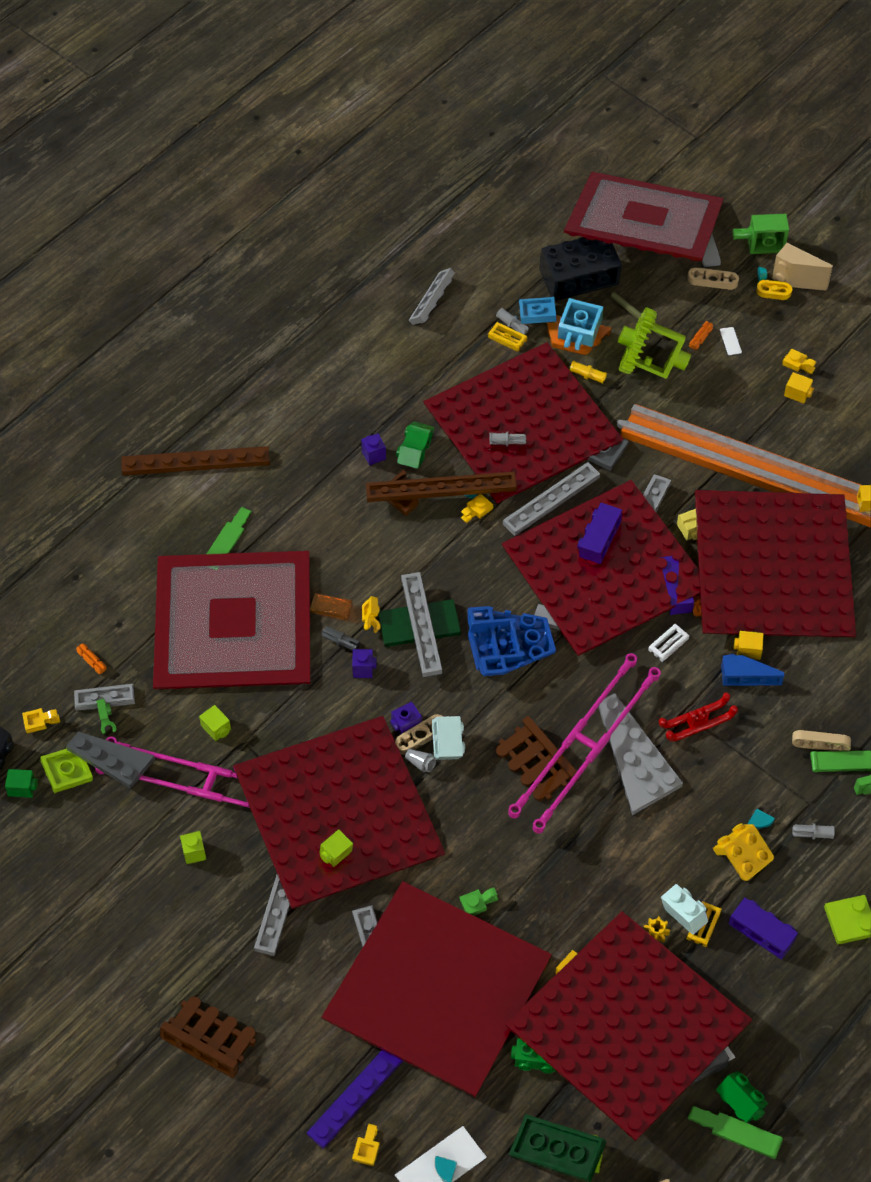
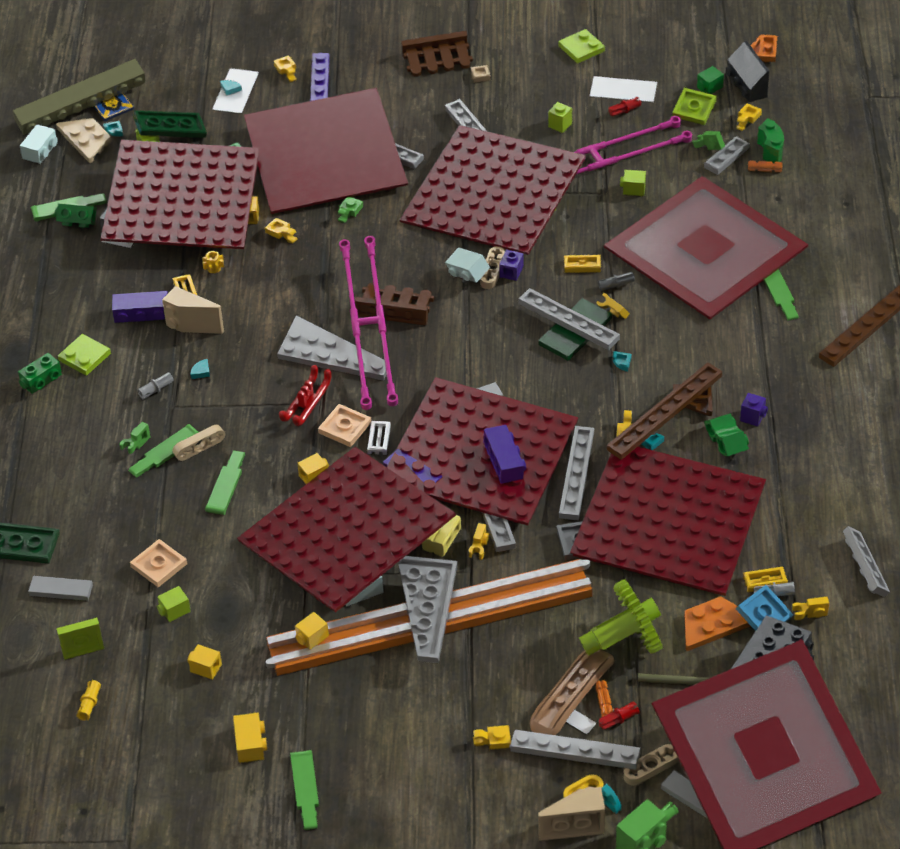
camera: 140 degrees right, 10 degrees down
(58, 671) = (772, 140): none -> green brick
(69, 932) = (581, 46): none -> lime plate
(94, 849) = (623, 88): none -> white sticker
(115, 760) = (673, 121): dark grey wing -> none
(122, 818) = (624, 106): none -> red axle
(195, 977) = (480, 73): none -> tan tile
(331, 606) = (649, 298): clear orange tile -> none
(335, 848) = (464, 157): lime brick -> none
(355, 692) = (582, 263): none -> yellow tile
(363, 663) = (580, 273): dark purple brick -> none
(413, 566) = (622, 360): none -> teal tile
(421, 760) = (476, 248): light grey cone -> none
(502, 292) = (813, 608): none -> yellow plate
(506, 438) = (659, 481): light grey axle -> none
(507, 640) = (492, 347): blue wedge -> none
(563, 923) = (279, 228): none -> yellow plate
(580, 323) = (707, 607): medium azure hinge -> none
(588, 372) = (663, 592): yellow pin -> none
(677, 496) = (479, 540): none -> yellow plate
(685, 909) = (205, 277): light aqua brick -> none
(688, 669) = (344, 425): none -> light nougat plate
(702, 317) = (618, 715): none -> red axle
(722, 352) = (569, 692): none -> medium nougat piece
(730, 872) = (192, 313): none -> tan slope
(744, 671) = (295, 450): blue slope -> none
(745, 850) = (199, 337): yellow bracket -> none
(754, 315) = (575, 749): none -> light grey plate
(766, 463) = (428, 597): none -> light grey wing
(799, 388) = (468, 706): yellow brick -> none
(826, 691) = (225, 484): none -> bright green piece

